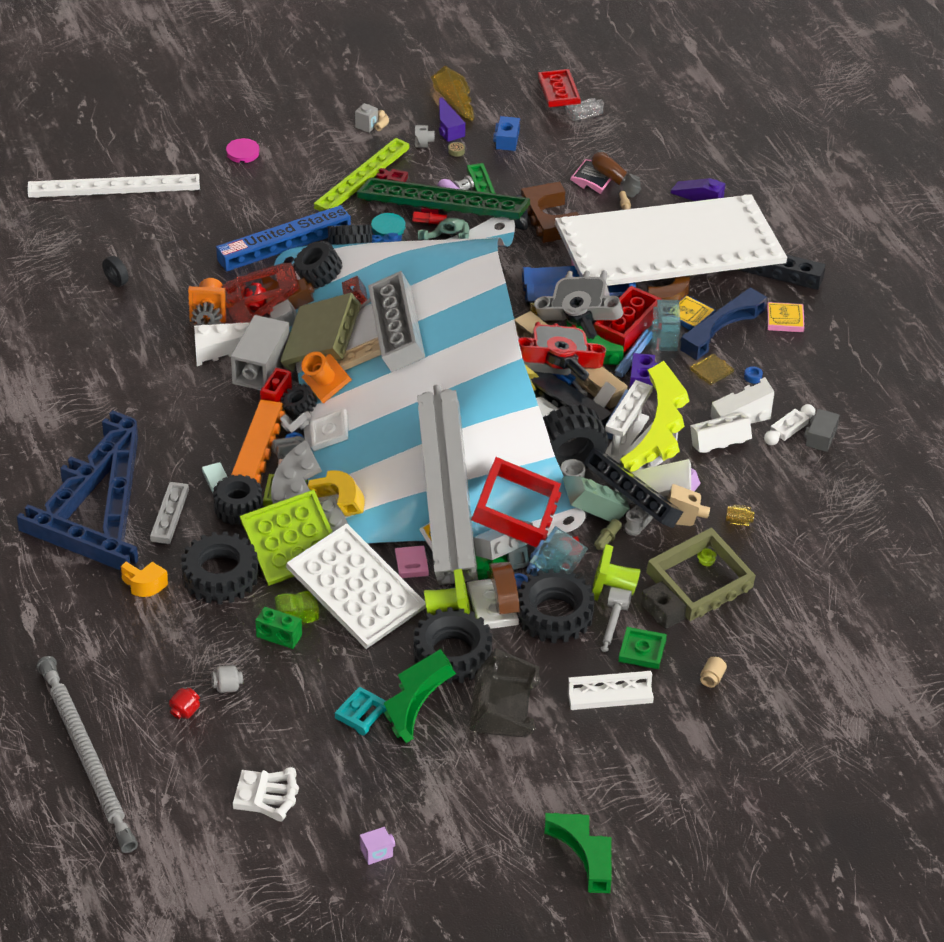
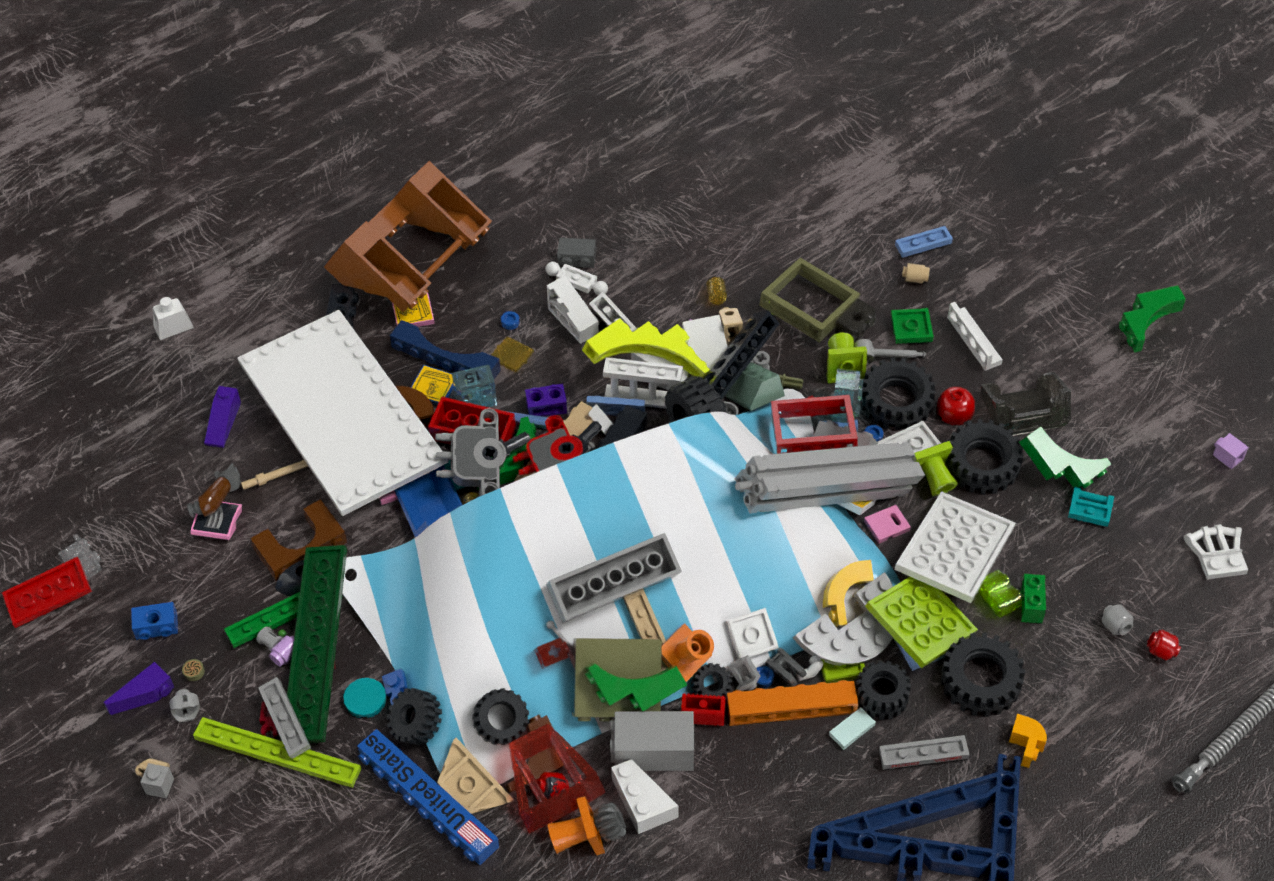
camera: 105 degrees left, 10 degrees up
(282, 252) = (470, 782): none -> tan wing
(284, 312) = (578, 742): light grey brick -> none
(298, 337) = (643, 691): none -> green arch
(389, 174) = (284, 718): none -> light grey plate
(428, 217) = (342, 656): red axle -> none
(448, 226) = (360, 624): sand green piece -> none
(454, 90) = (70, 706): clear yellow wedge -> none
(504, 587) = (905, 424): reddish brown arch -> none
(528, 646) = (955, 406): none -> red cylinder
(758, 693) = (923, 241): none -> medium blue plate
(817, 167) = (170, 318): none -> white torso
(836, 267) = (425, 201): none -> dark orange brick

